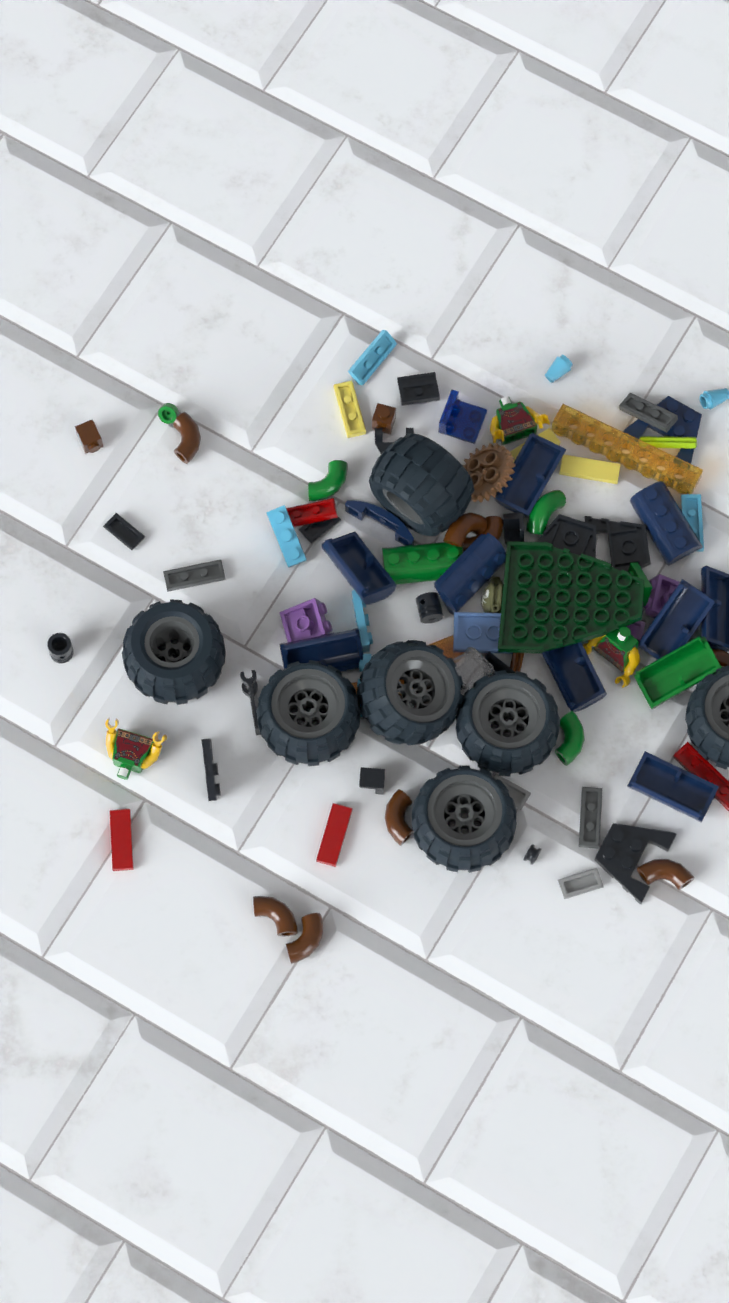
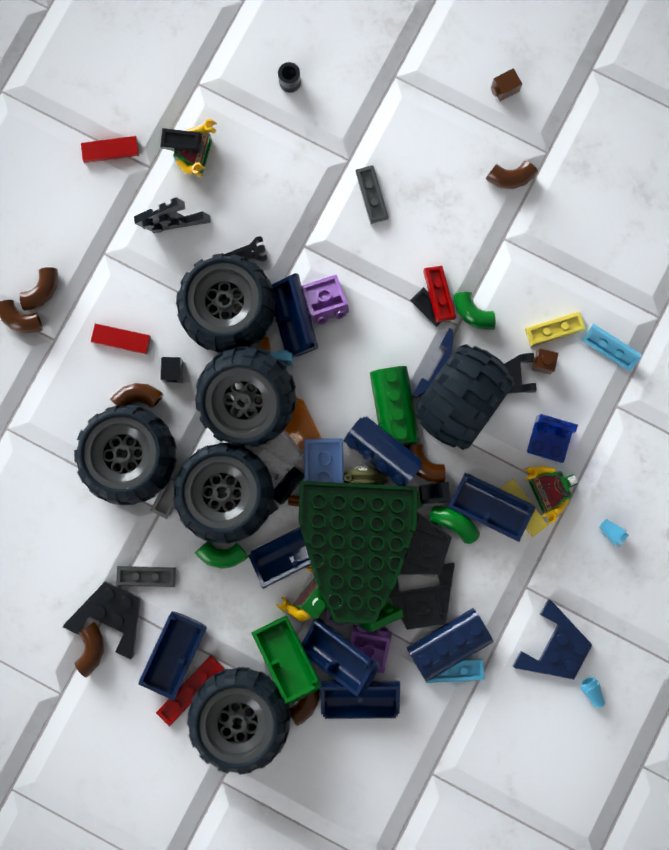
camera: 90 degrees right, 15 degrees up
(124, 531) = (411, 126): black tile -> none
(124, 757) = (180, 140): none -> black tile
(168, 413) = (537, 156): green tile -> none
(178, 677) = (277, 199): black wheel -> none
(286, 536) = (413, 275): medium azure plate -> none
(360, 567) = (381, 344): dark blue container -> none
(362, 621) = (332, 351): medium azure plate -> none
(418, 388) = (581, 394): black plate -> none
(429, 607) = (347, 415): black piece -> none
(463, 526) = (432, 447): reddish brown cylinder -> none
(489, 470) = (491, 463): medium nougat gear -> none
(532, 854) = (105, 522): black bush -> none
(580, 883) = (80, 568): light grey tile -> none
(590, 469) = (506, 567): light yellow tile -> none
(621, 441) = (522, 632): clear yellow brick -> none
(648, 412) = (570, 625): dark grey tile -> none
(670, 442) = (539, 645): lime axle -> none

